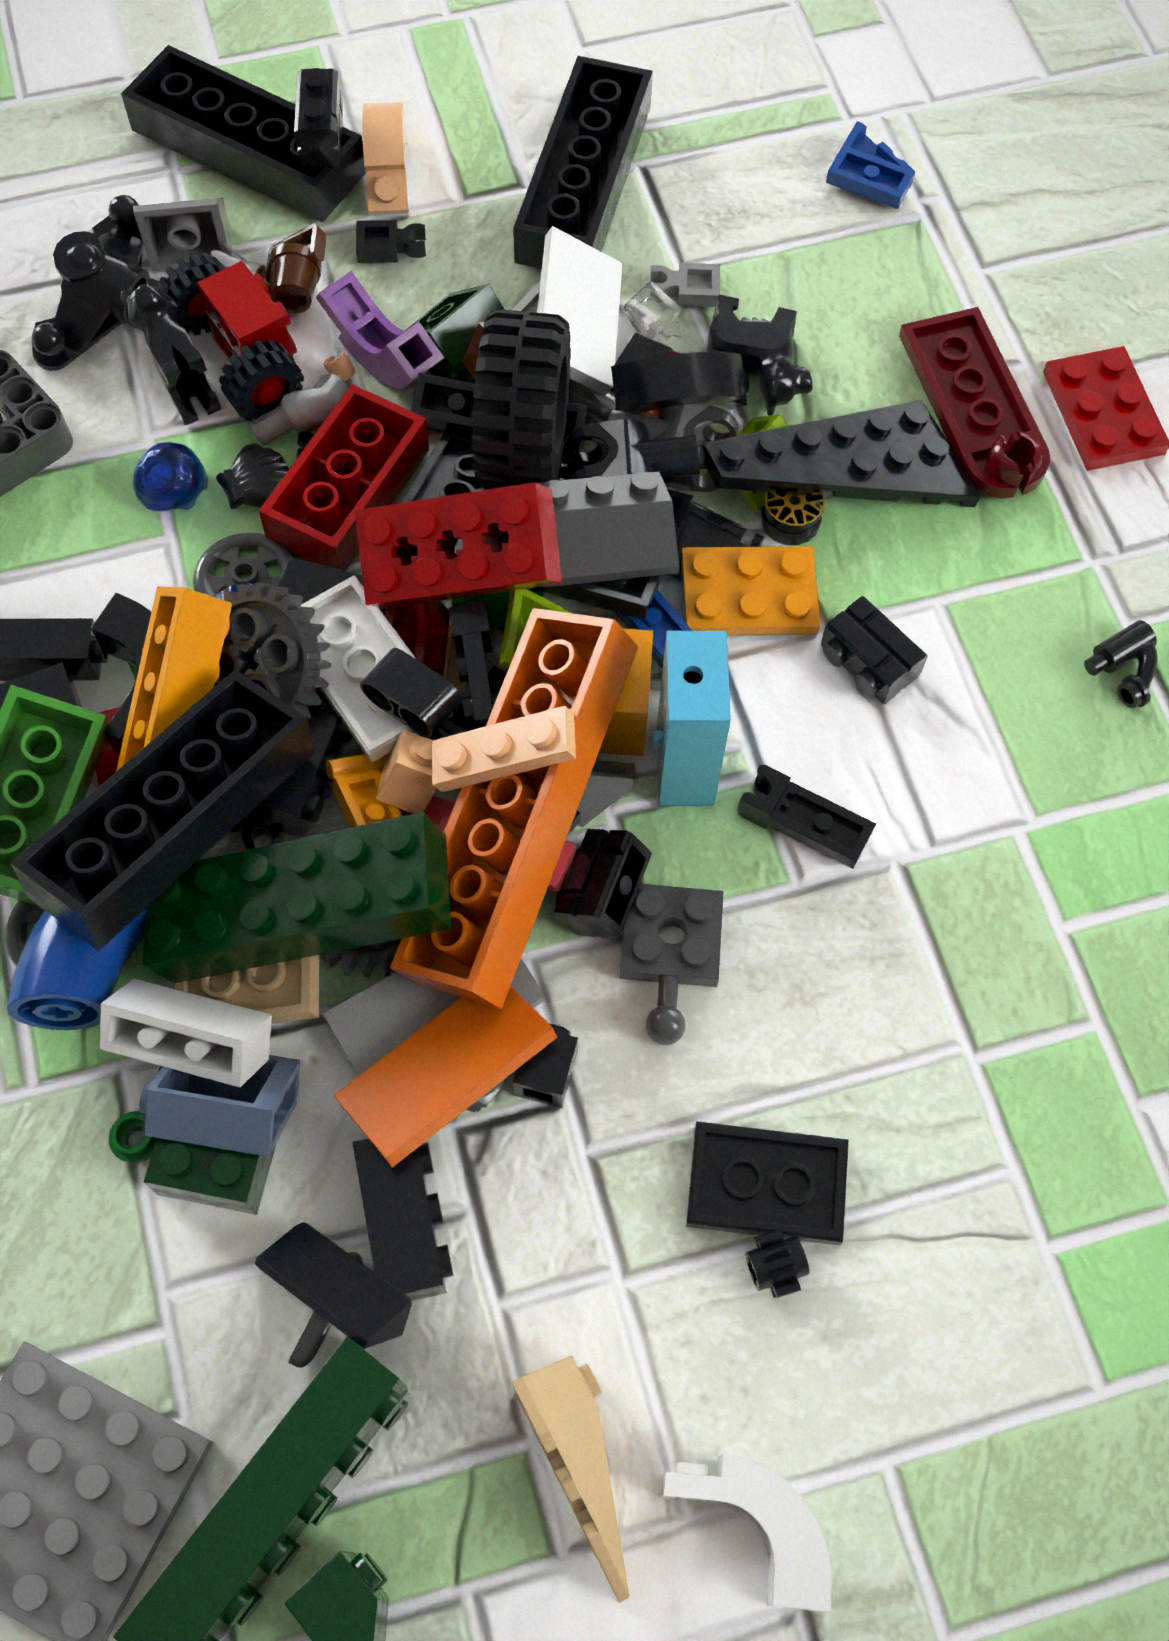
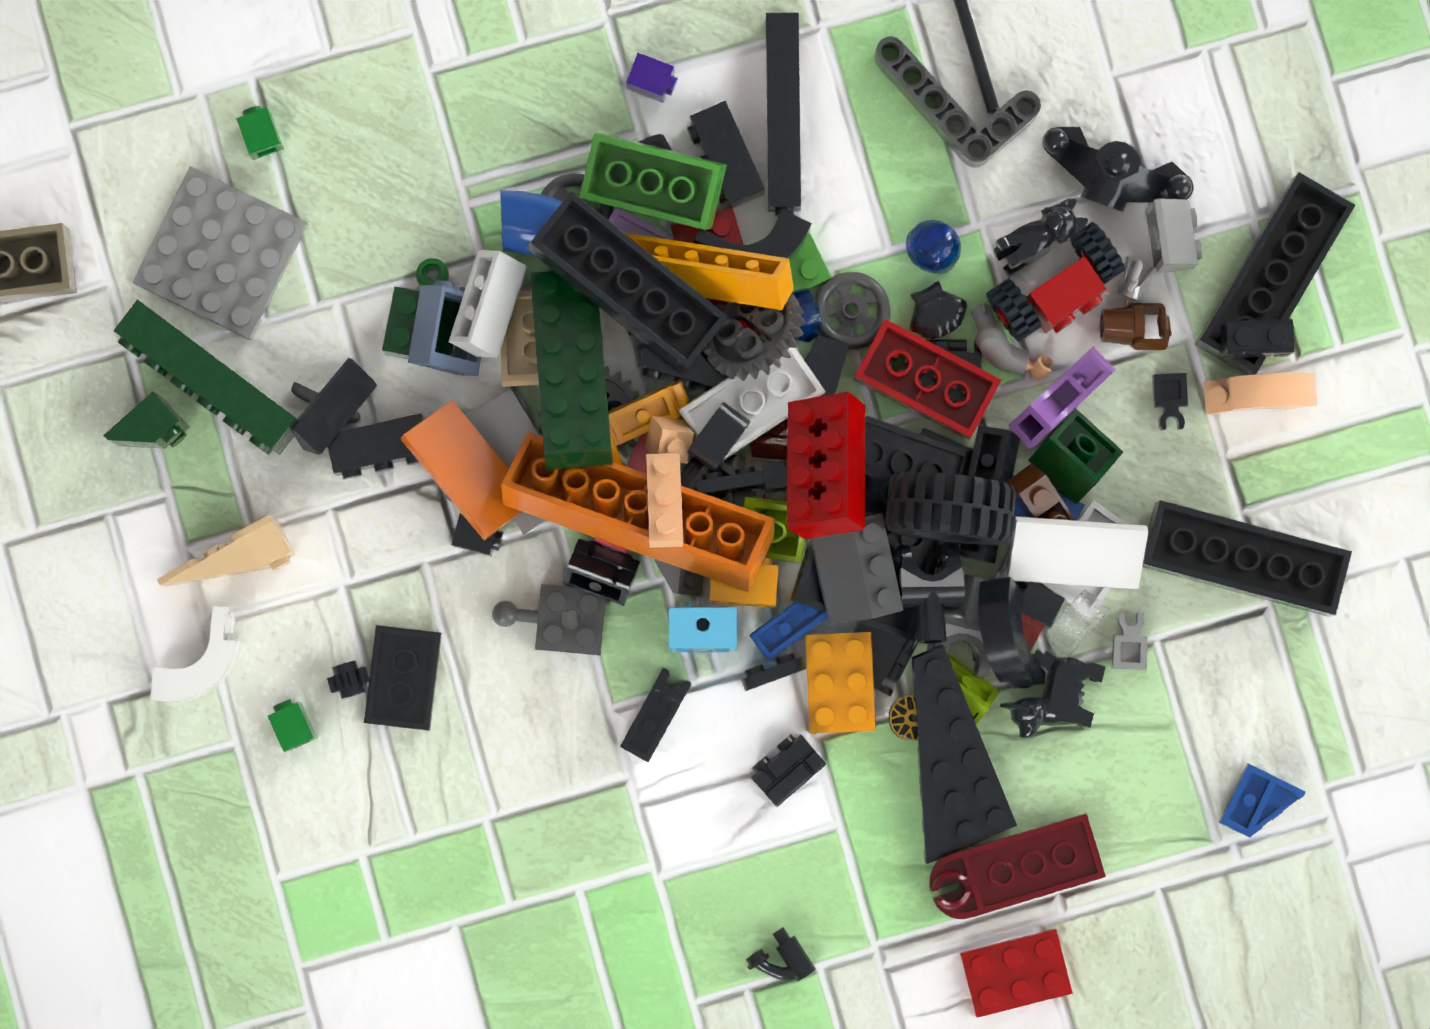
camera: 90 degrees right, 20 degrees up
(746, 679) = (785, 666): none -> black plate
(856, 1359) = (291, 725): none -> green brick

